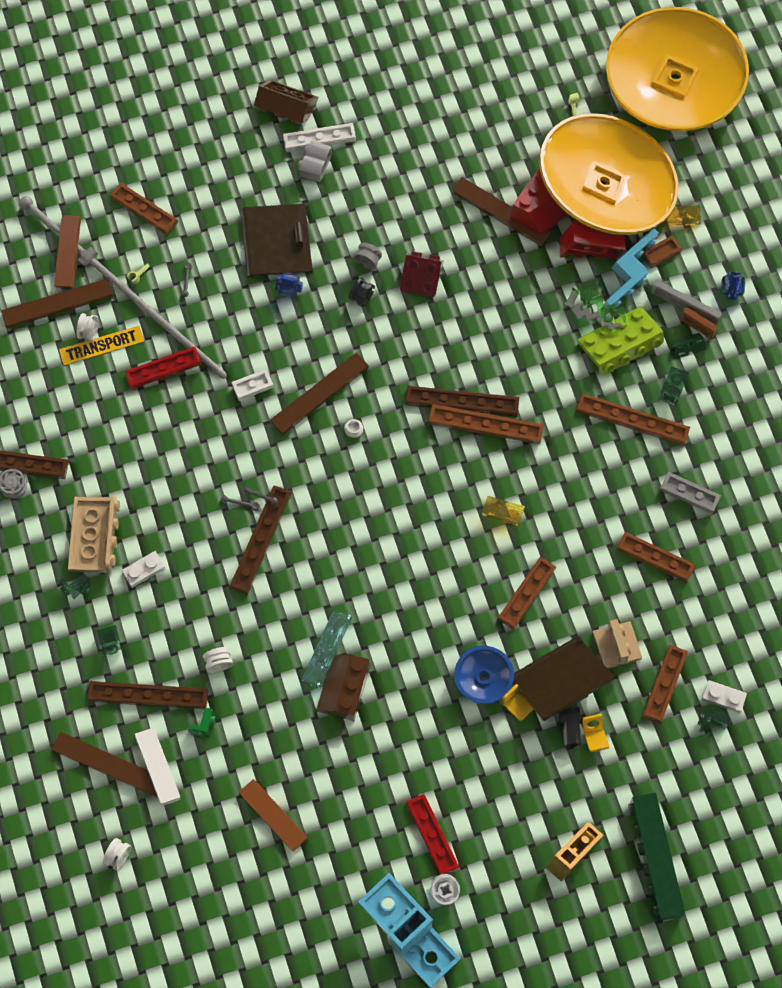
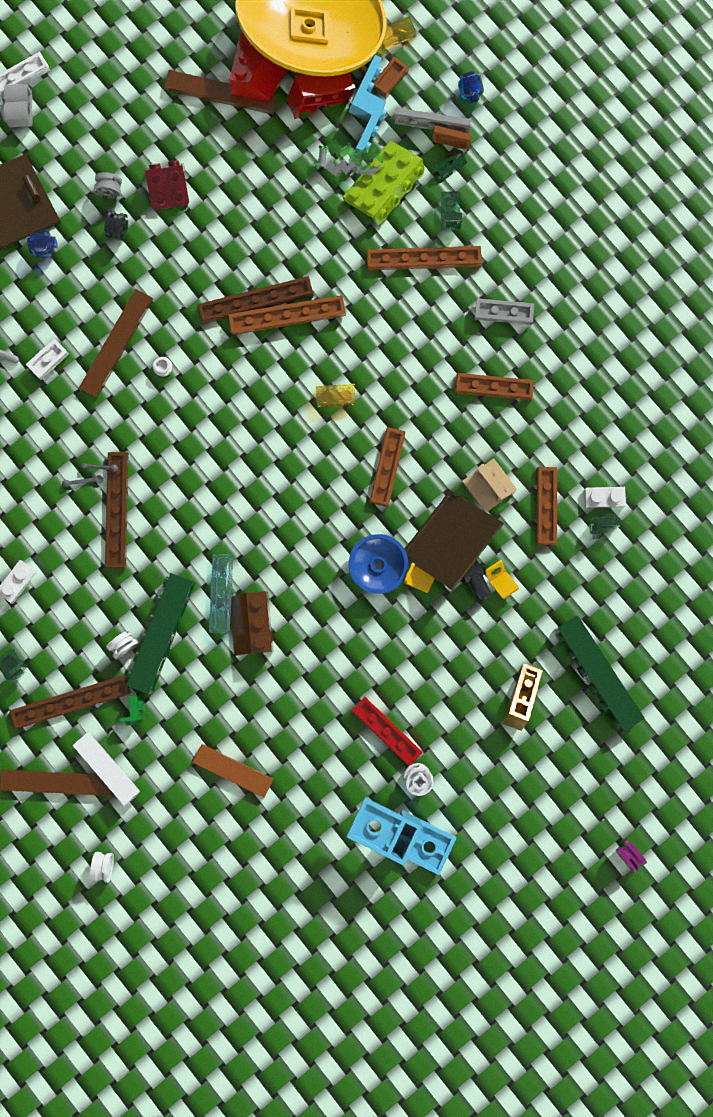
camera: 20 degrees left, 15 degrees up
(256, 664) = (161, 633): none -> dark green brick

